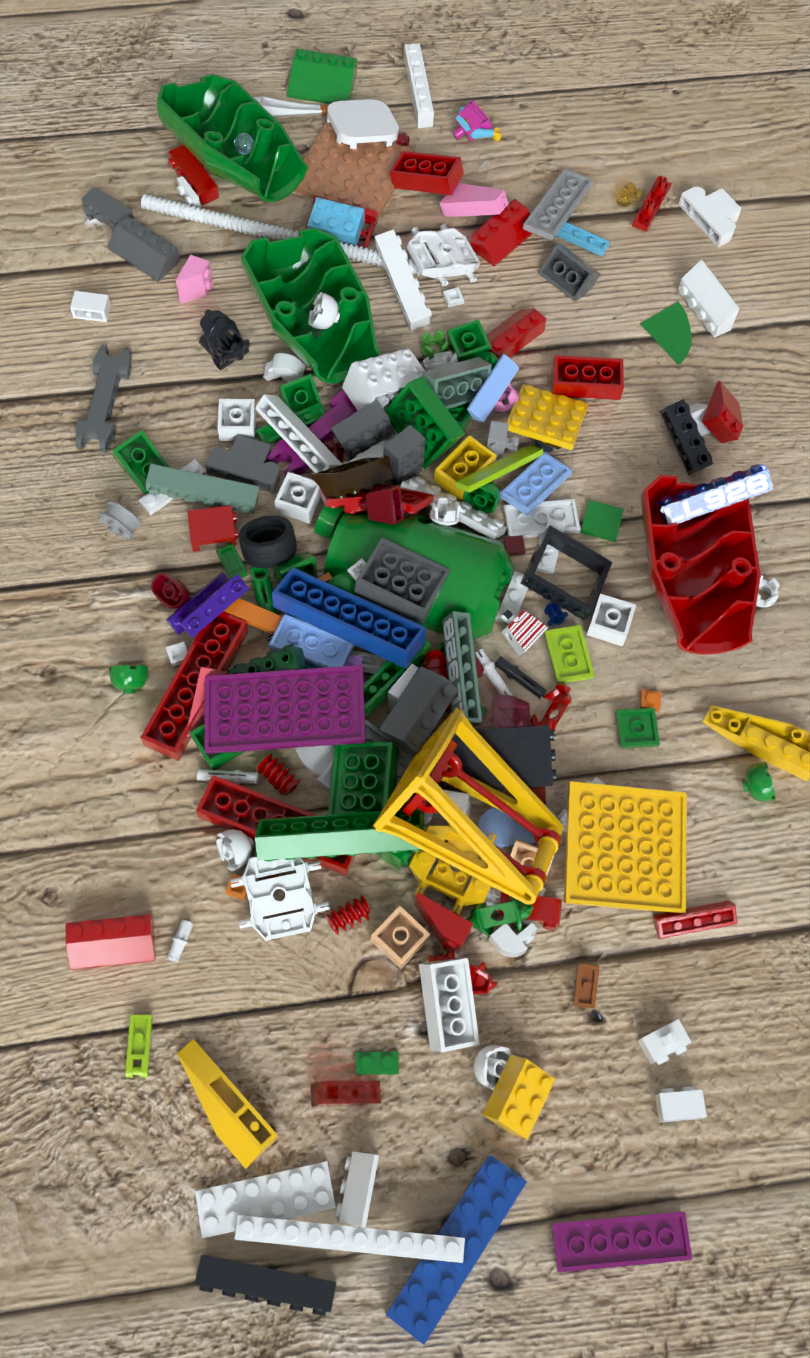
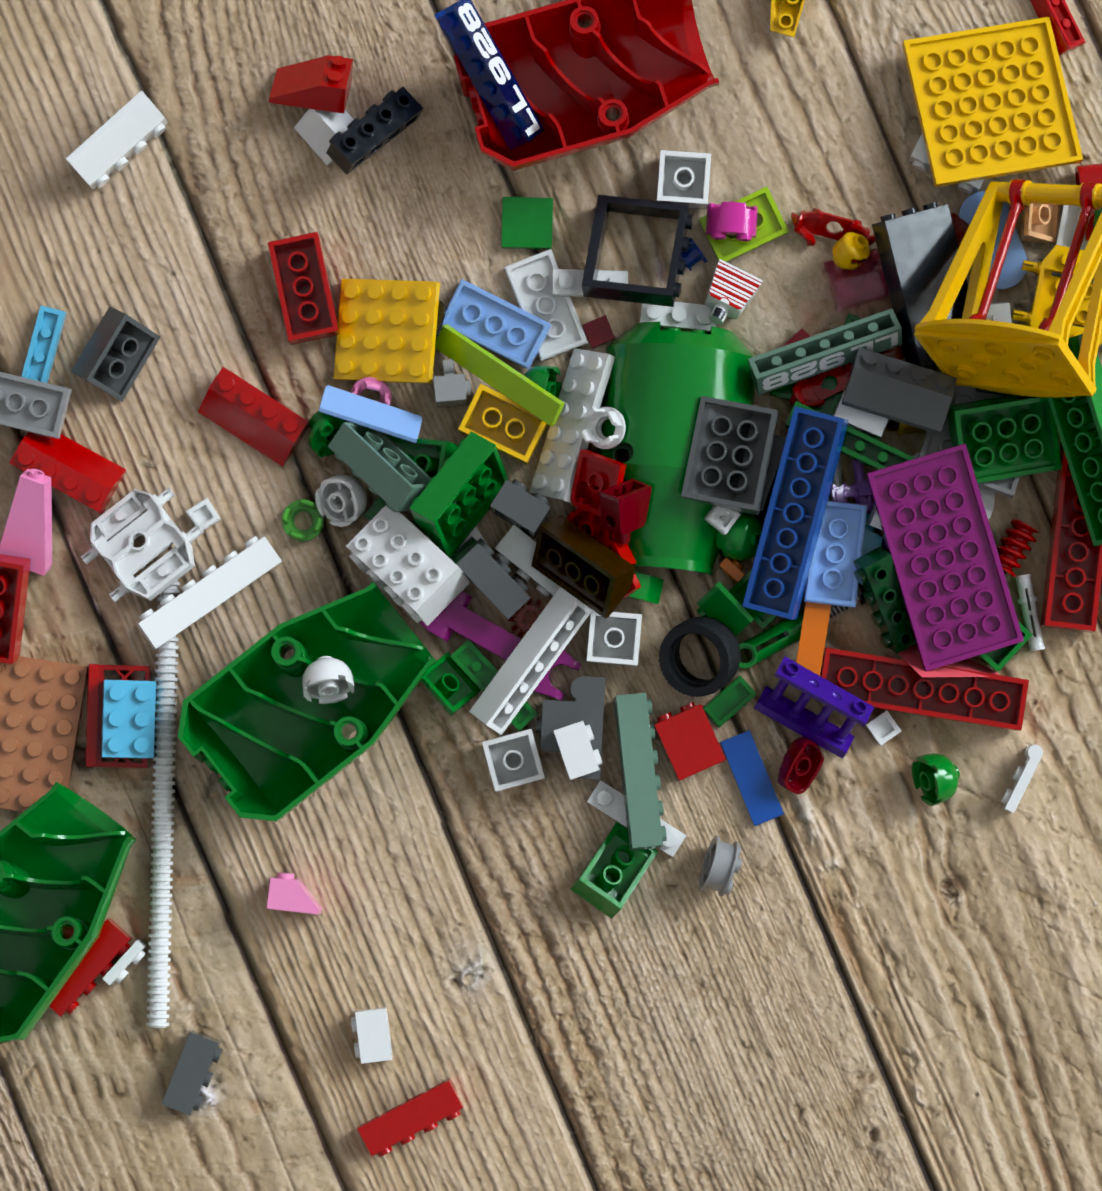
camera: 100 degrees left, 20 degrees up
(30, 314) = (411, 1117): none -> red brick
(98, 422) = (478, 965): dark grey piece -> none
(107, 738) = (1022, 778): none -> white plate
(143, 248) = (249, 995): dark grey slope -> none
(174, 563) = (751, 778): none -> blue piece
(219, 341) = (387, 822): black helmet -> none
(228, 445) = (577, 749): none -> white brick
(243, 143) = (36, 894): clear light blue piece -> none
(285, 366) = (408, 725): white brick -> none
(468, 340) = (293, 469): green slope -> none
(492, 674) = (800, 316): white pin -> none
(520, 677) = (789, 289): black pin -> none
(532, 713) = (850, 251): none -> yellow head
(574, 644) = (731, 219): none -> dark pink cylinder
(637, 728) = (823, 118): green plate -> none
(650, 699) = (777, 109): orange plate -> none
(671, 331) = (174, 186): green sticker -> none

